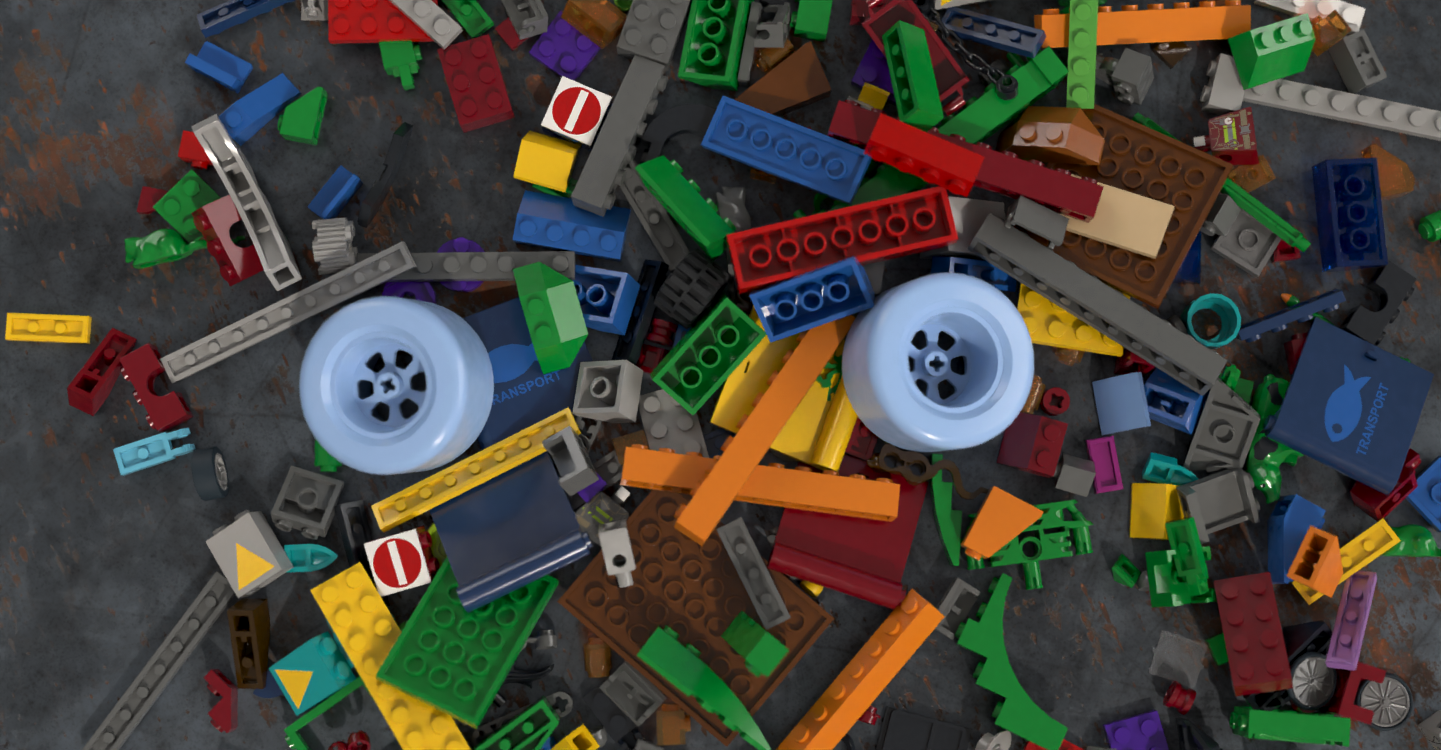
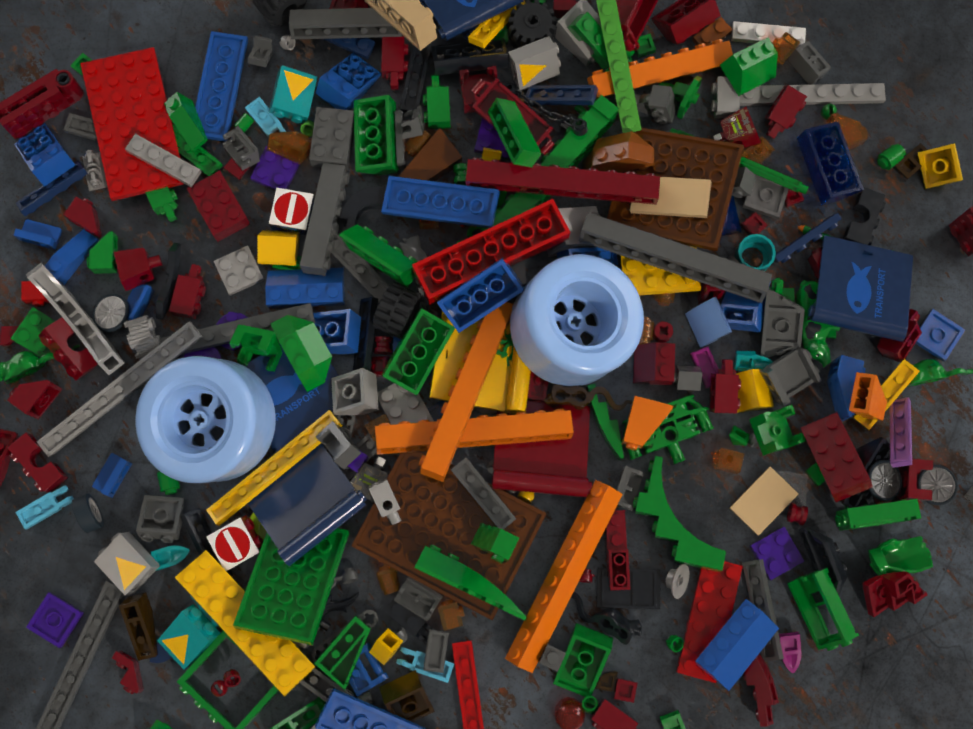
camera: 10 degrees left, 5 degrees down
(137, 607) = (54, 620): none -> dark purple plate
(168, 297) = (34, 397): none -> dark red slope
(252, 427) = (111, 475): none -> blue panel
(287, 55) = (84, 215): none -> dark red slope
(297, 200) = (111, 312): none -> light grey wheel
(344, 144) = (135, 267): none -> dark red torso
(408, 198) = (188, 294): none -> dark red hinge
(485, 180) = (238, 270): none -> light grey plate
(490, 291) = (257, 342): none -> green panel
(825, 111) = (460, 172): none -> green wheel
(918, 694) = (617, 552): none -> dark red slope
(924, 155) = (533, 181): red brick -> none
(1037, 220) = (622, 209): dark grey hinge -> none
(1102, 602) = (728, 460): none -> clear orange brick
(1121, 503) = (724, 389): none -> dark red hinge
(1137, 668) = (763, 501): none -> tan tile
(1166, 67) = (685, 94): none -> green piece
(1189, 556) = (780, 414): green hinge -> none
(1220, 277) = (754, 224): none -> dark red tile
(1303, 124) = (784, 110): none -> dark red hinge
(1363, 136) = (826, 110): none -> green hinge

